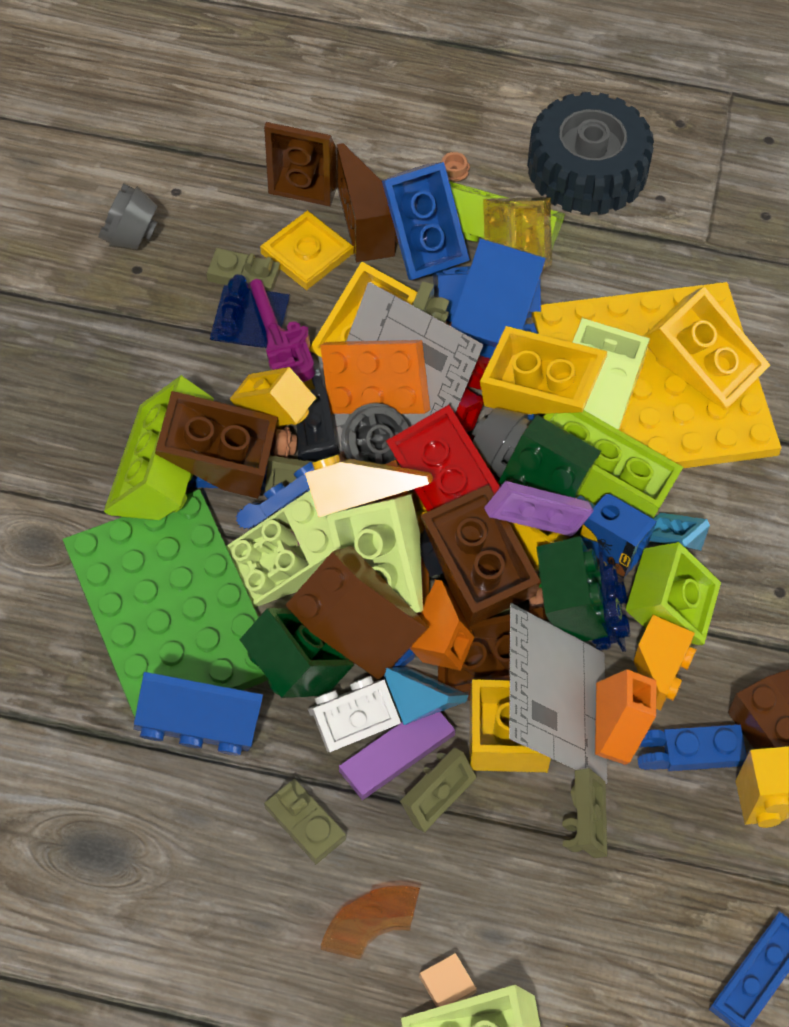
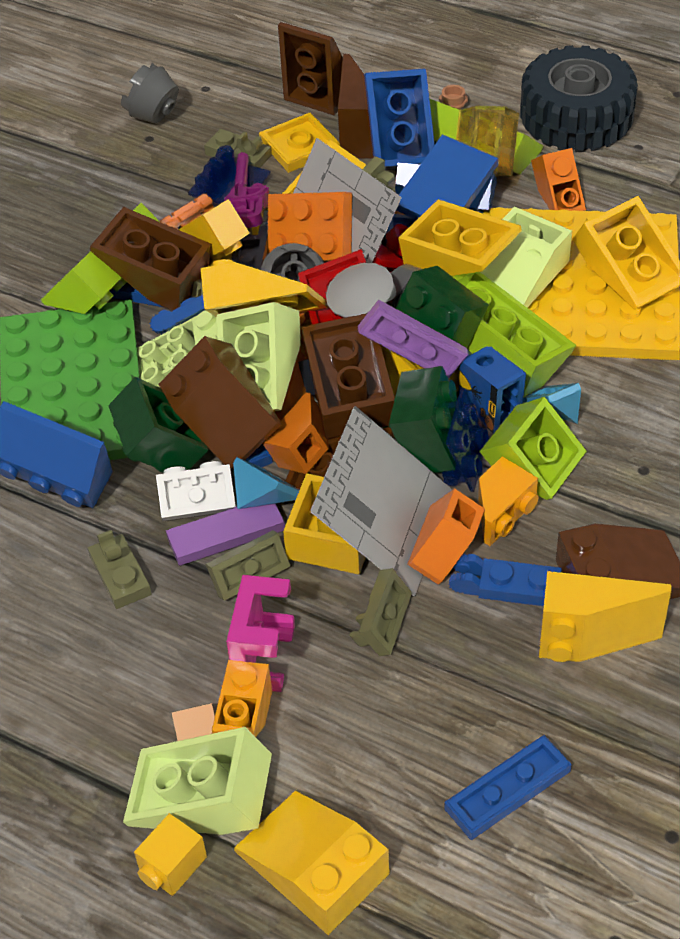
camera: 20 degrees right, 10 degrees down
(219, 366) = (189, 212): none -> orange axle
(369, 917) = (149, 659): clear orange tile -> none
(466, 458) = (359, 288): none -> light grey dish
(484, 896) = (255, 631): none -> dark pink panel
(491, 949) = (243, 697): none -> light orange slope
(599, 261) = (559, 181): none -> orange slope

